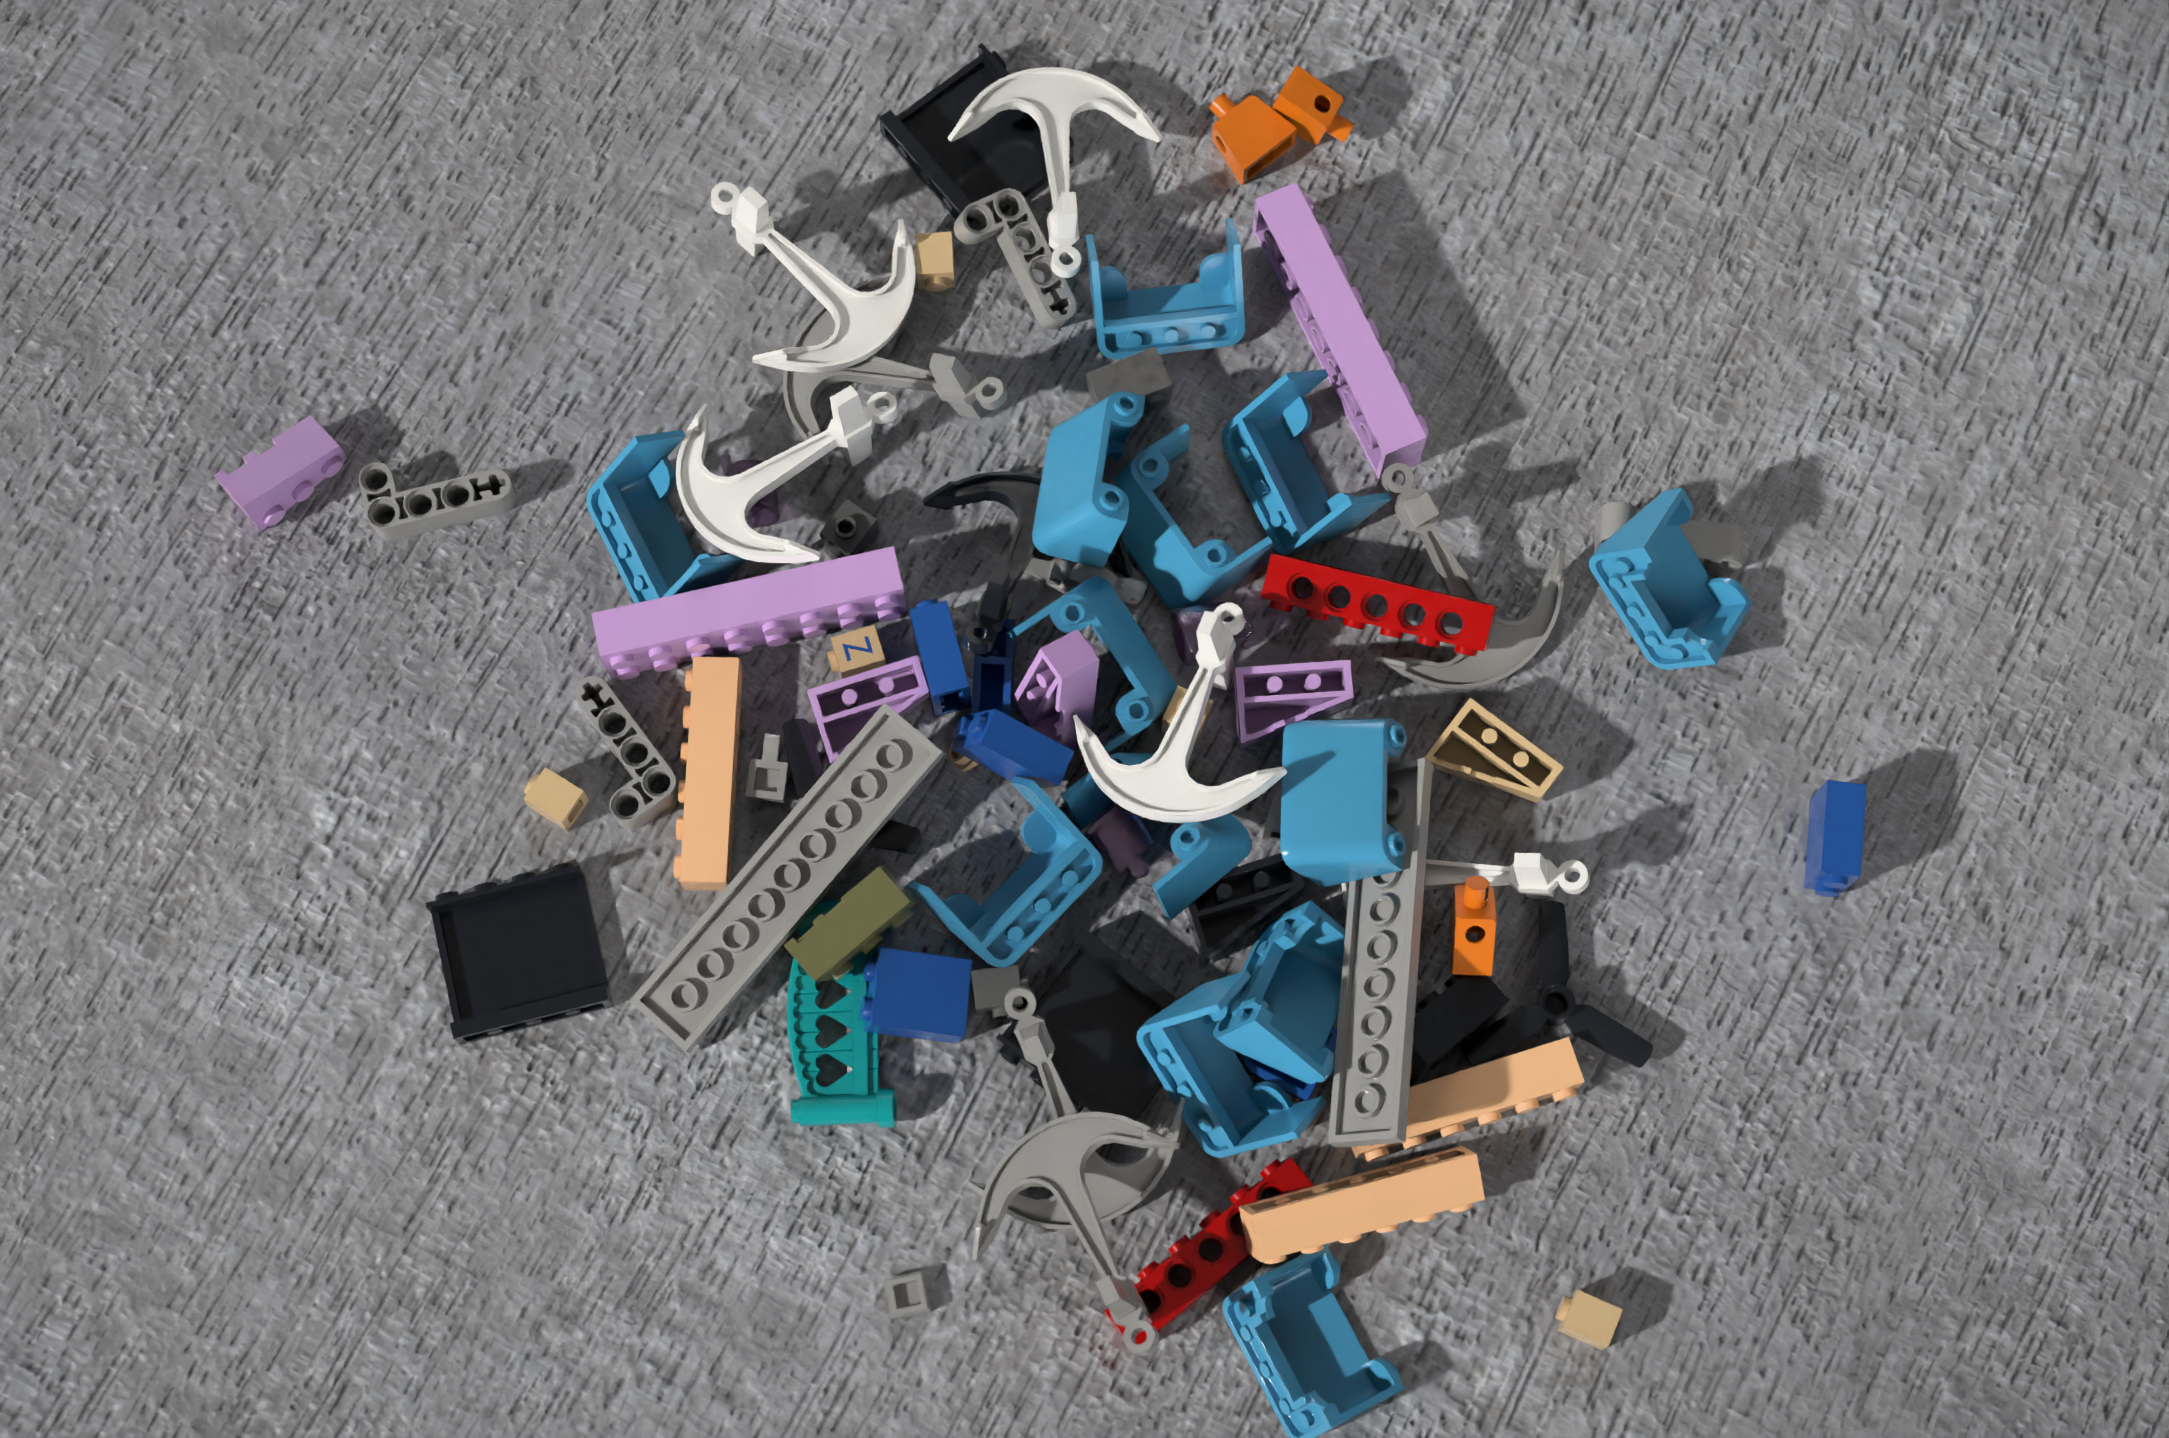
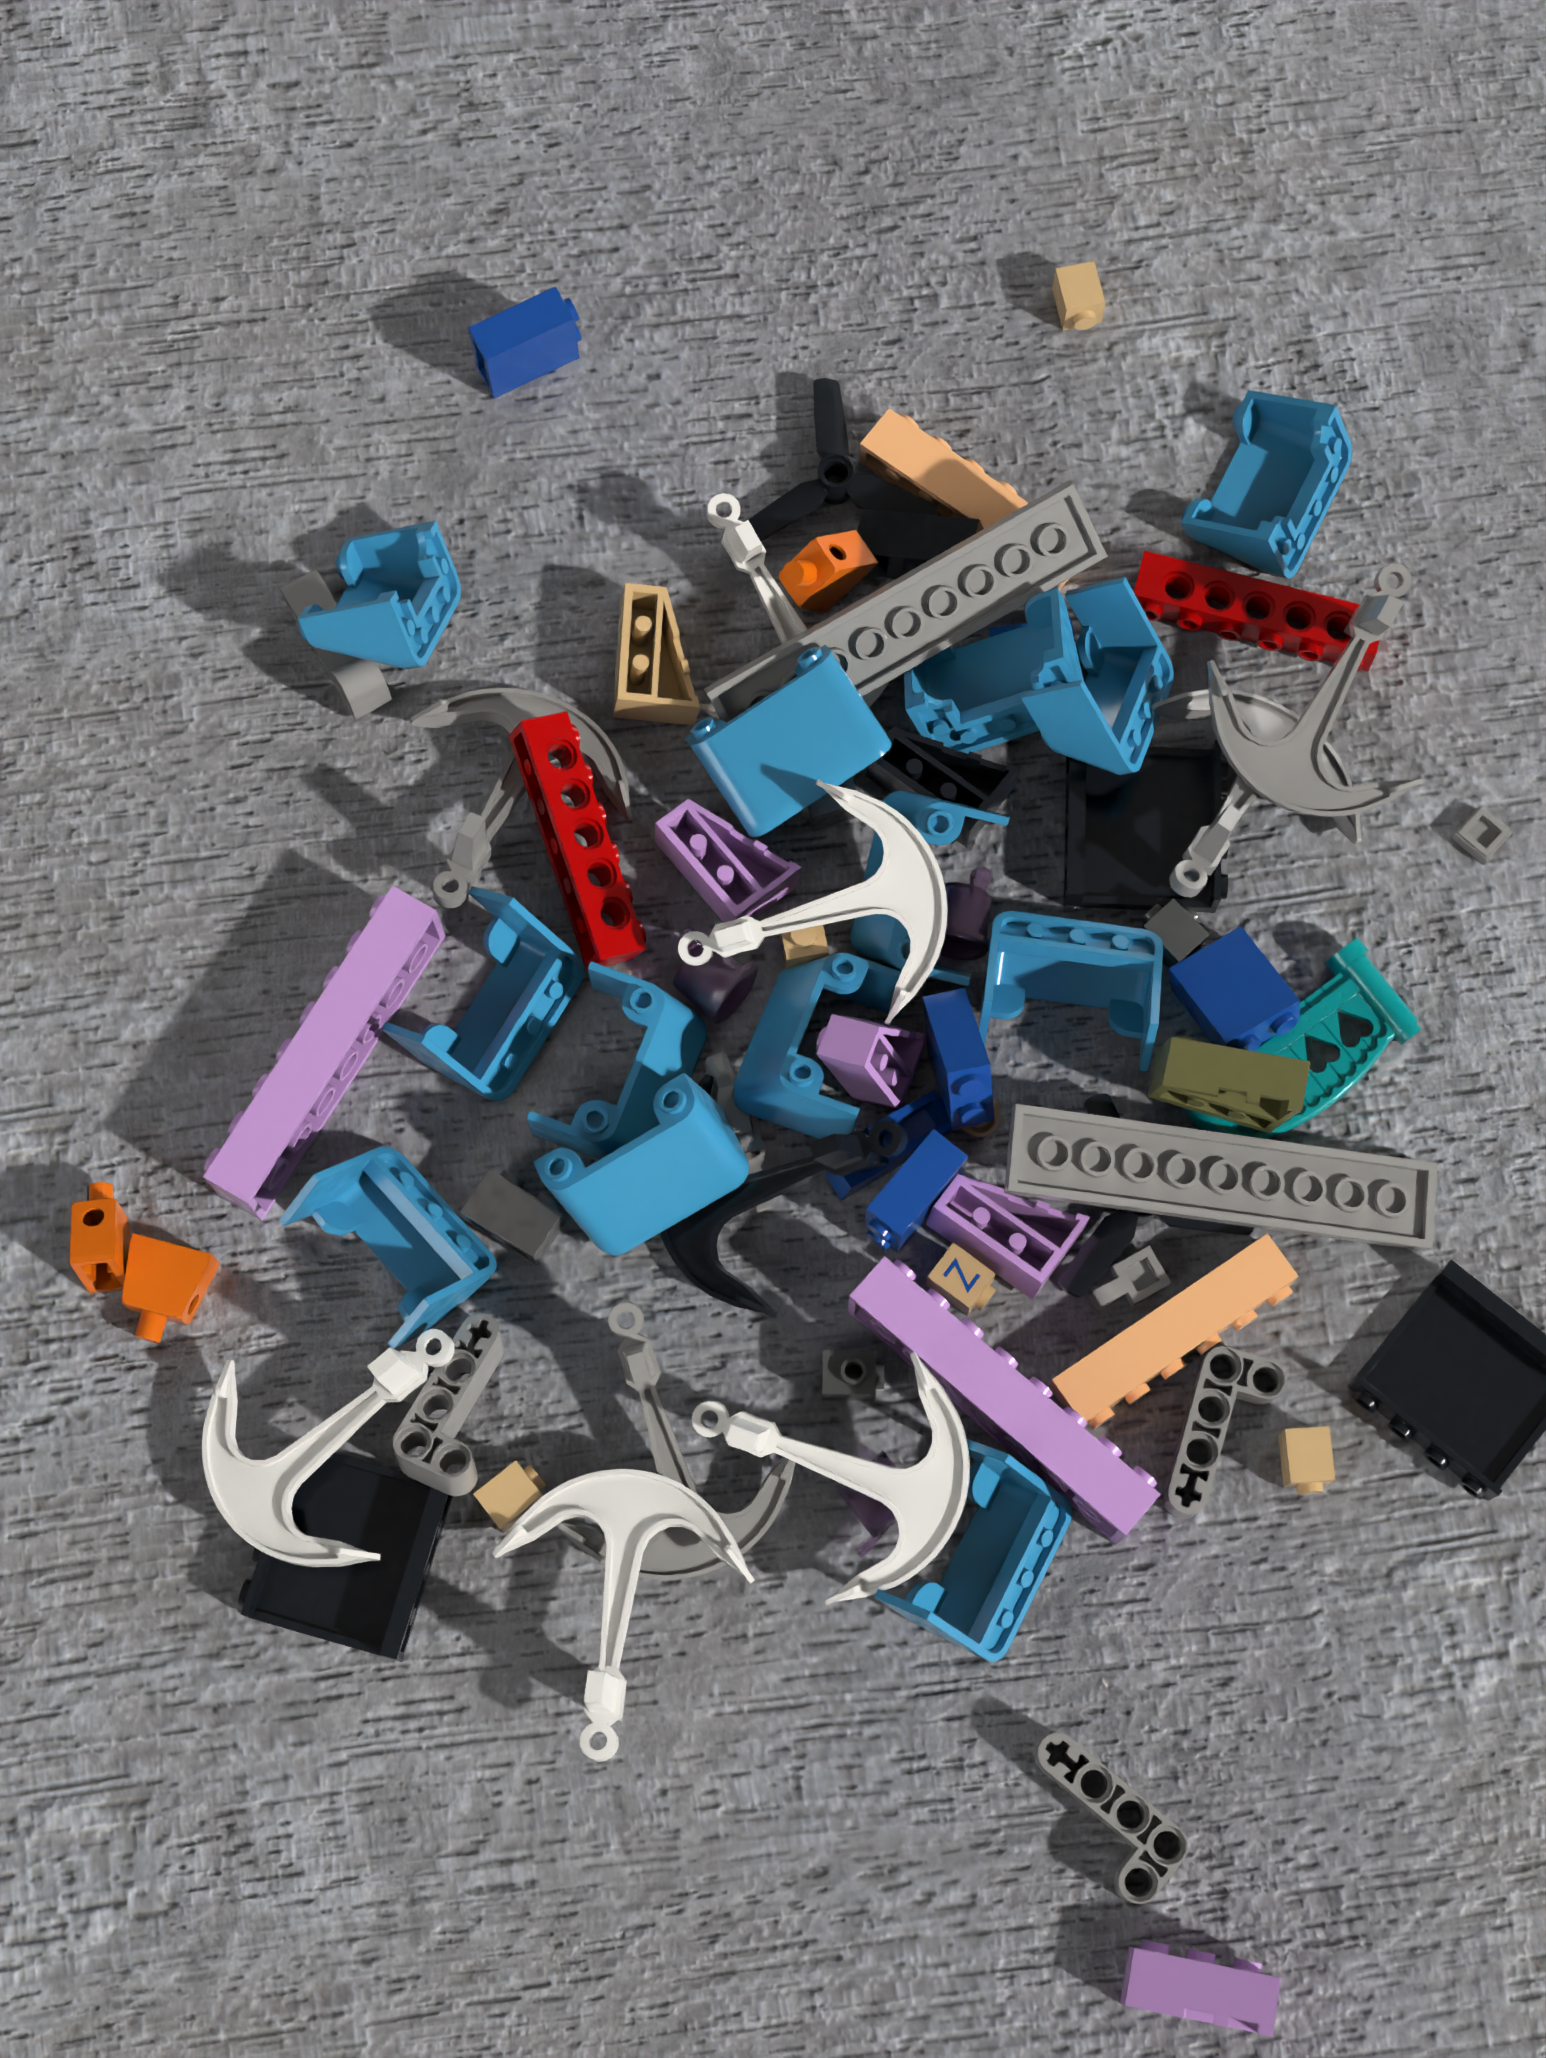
camera: 125 degrees left, 0 degrees up
(1362, 1204) = (1133, 512): light nougat brick -> none

